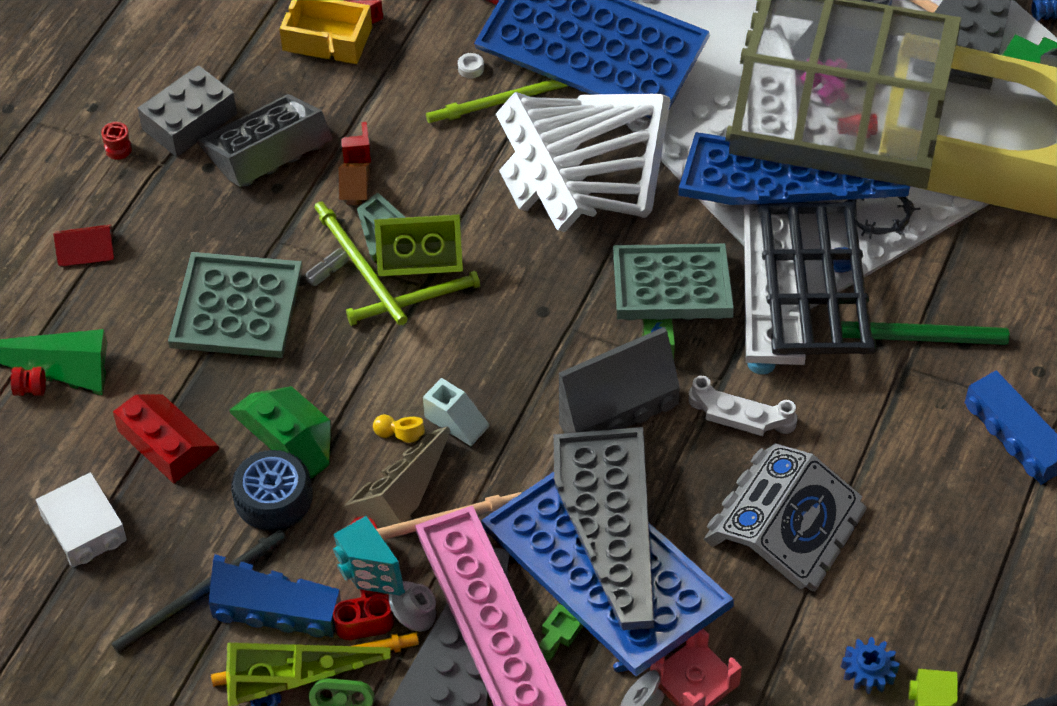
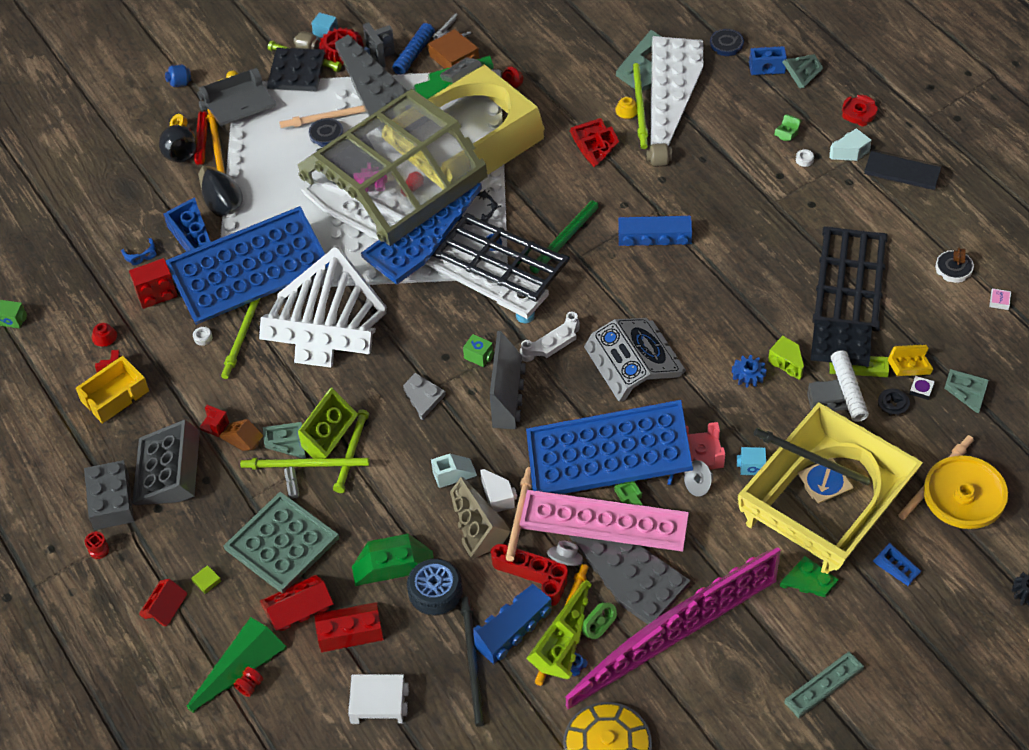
camera: 55 degrees left, 0 degrees up
(141, 265) = (206, 579): none -> lime tile
(158, 367) = (297, 603): none -> red slope
(367, 559) = (535, 552): teal slope -> none
(407, 429) = (442, 499): yellow plate -> none
(456, 479) = (498, 491): none -> white slope
(549, 323) = (423, 394): none -> light grey wing
(606, 499) = (569, 424): dark grey wing -> none
(672, 281) = (448, 321): sand green plate -> none

